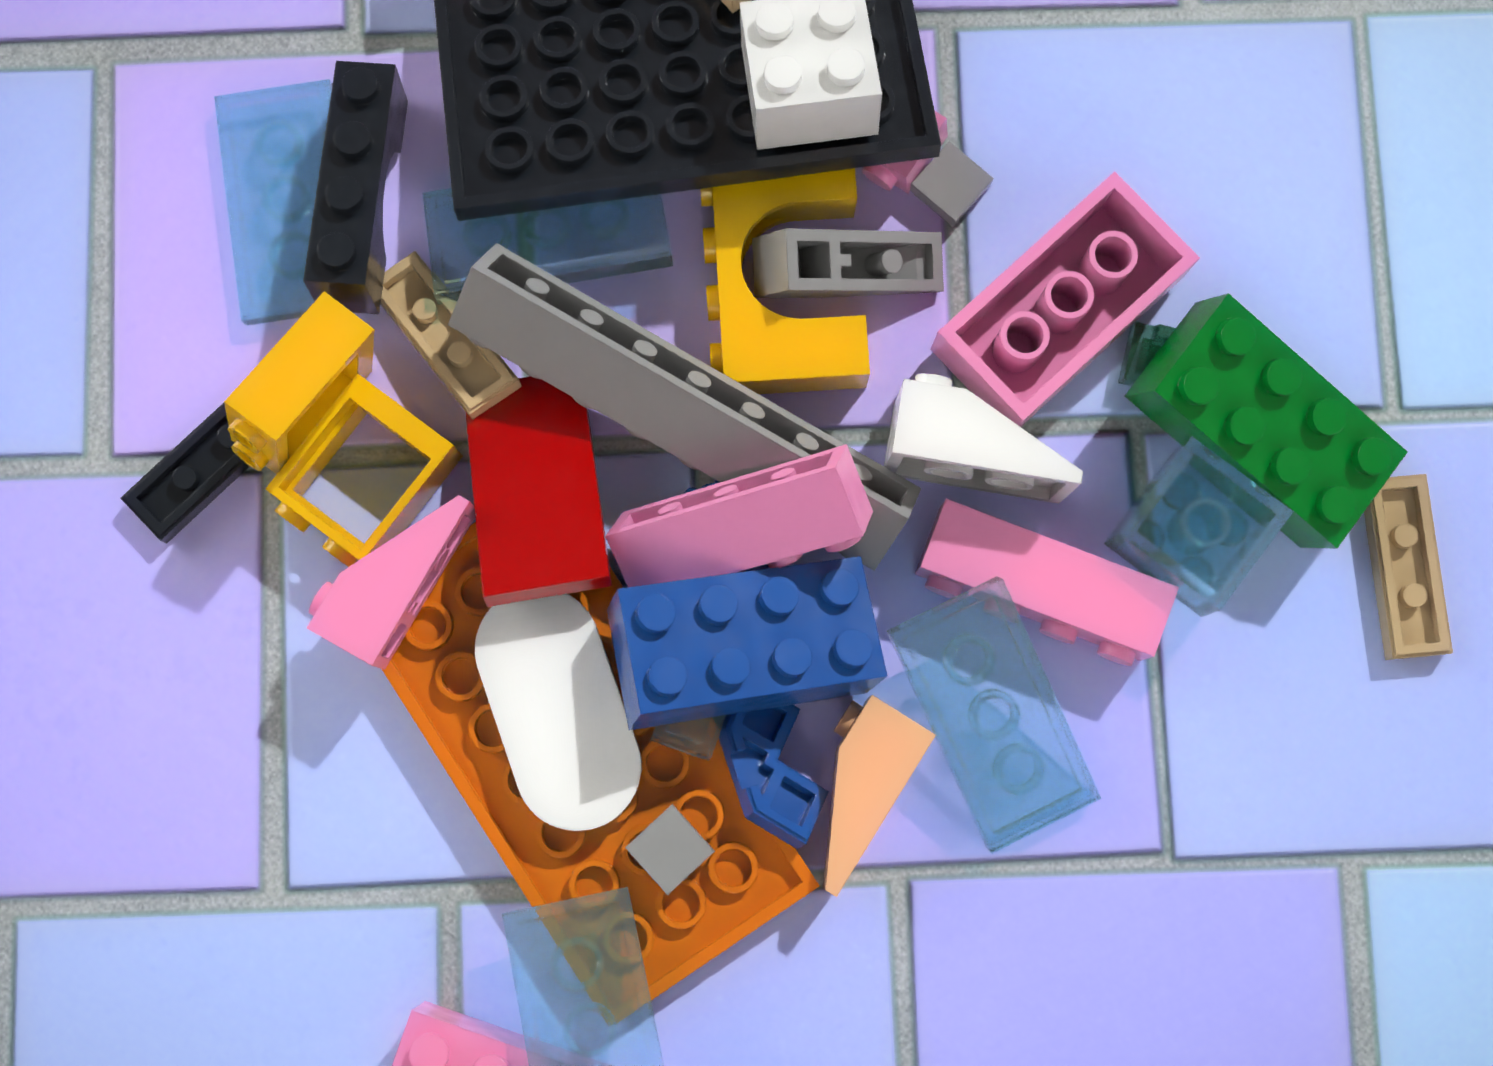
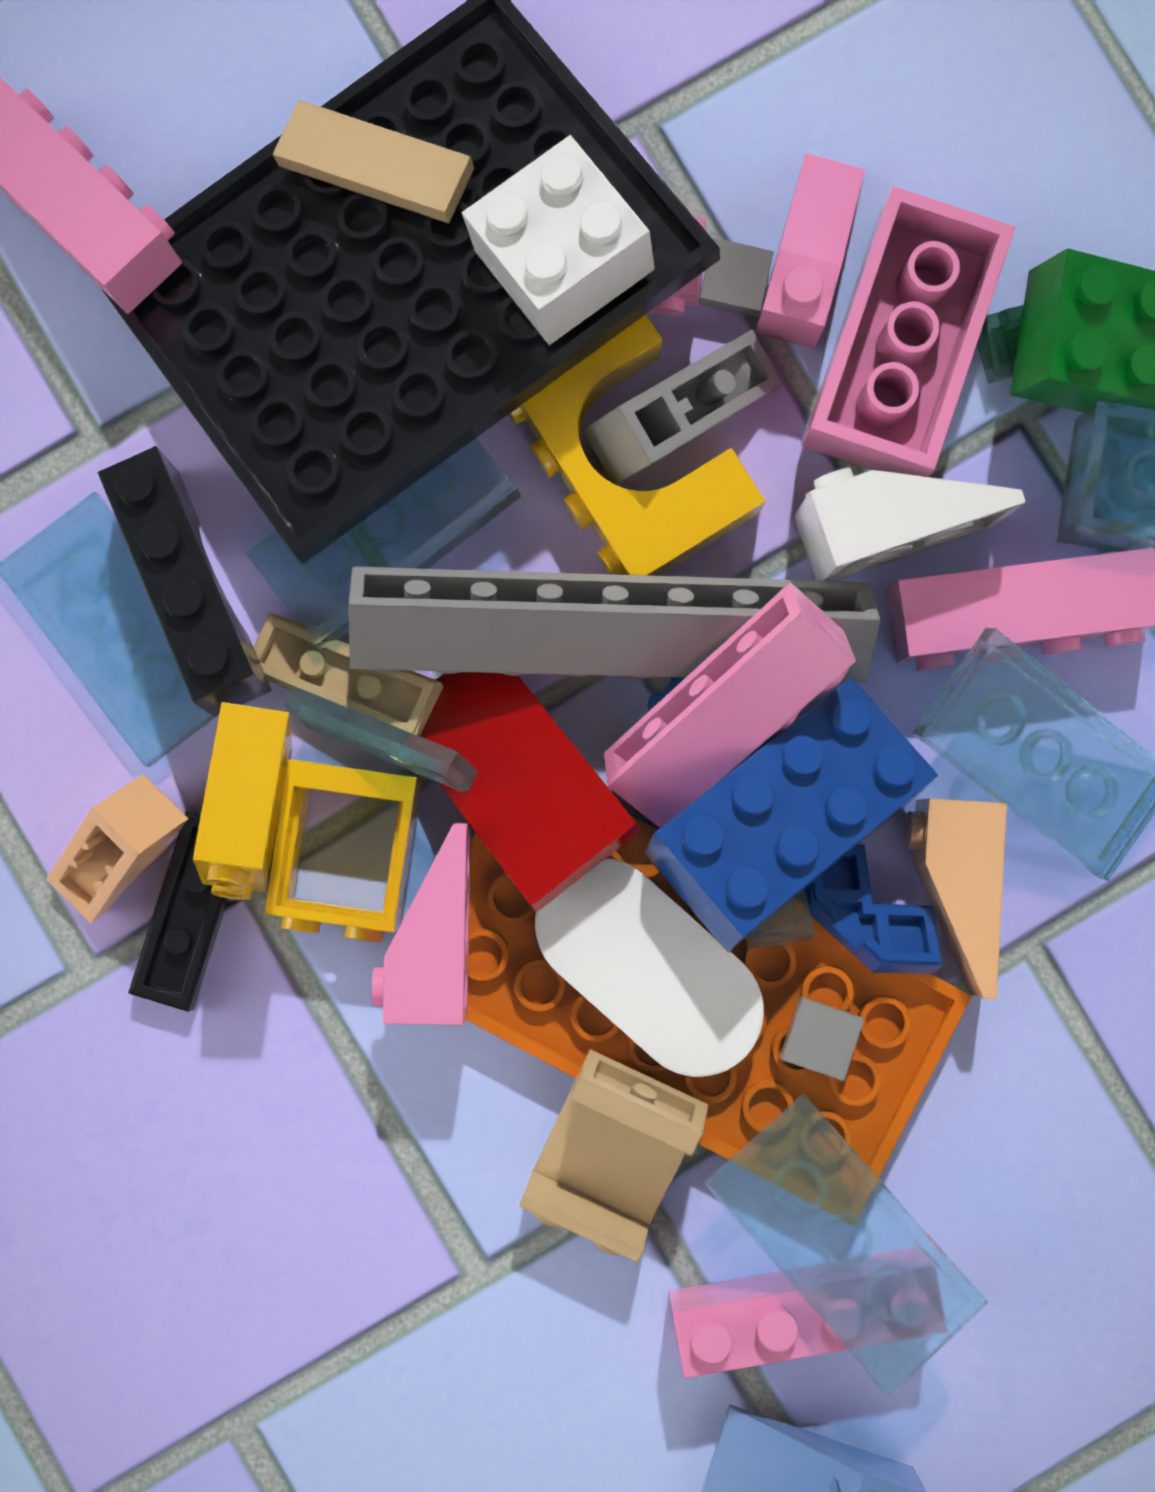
camera: 25 degrees left, 5 degrees up
(177, 370) = (115, 846): none -> light nougat arch
(439, 852) = (613, 1155): none -> tan panel
(442, 399) = (381, 740): none -> clear light blue tile
(1023, 194) = (811, 251): none -> bright pink slope

